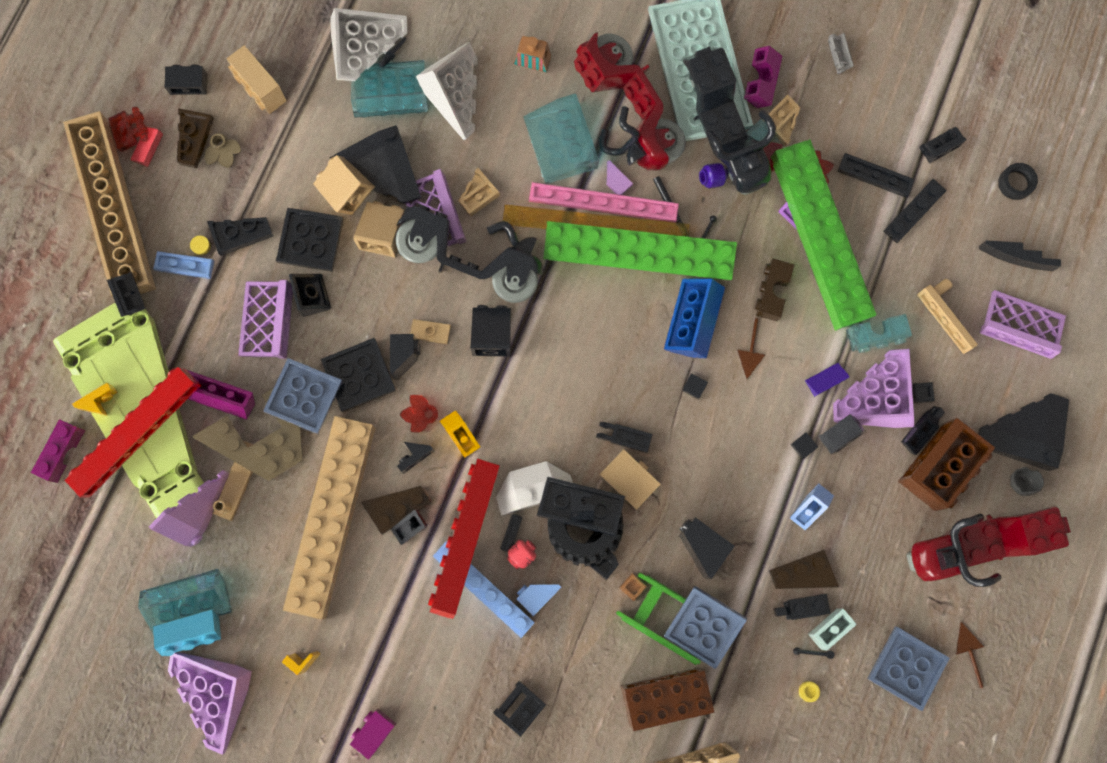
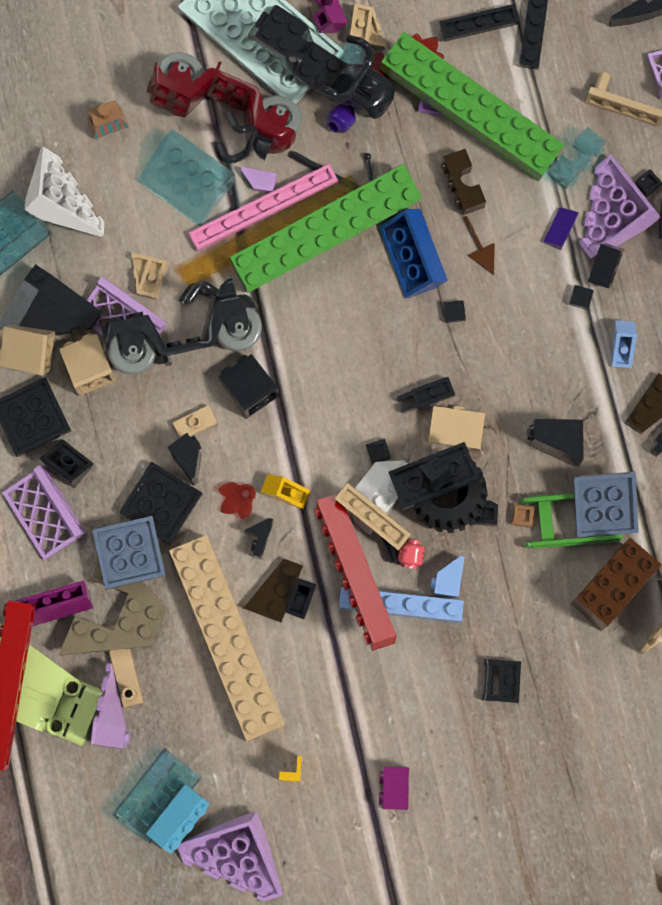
camera: 30 degrees left, 0 degrees up
(511, 503) = (373, 516): none -> tan piece
(555, 454) = (378, 451): none -> black tile

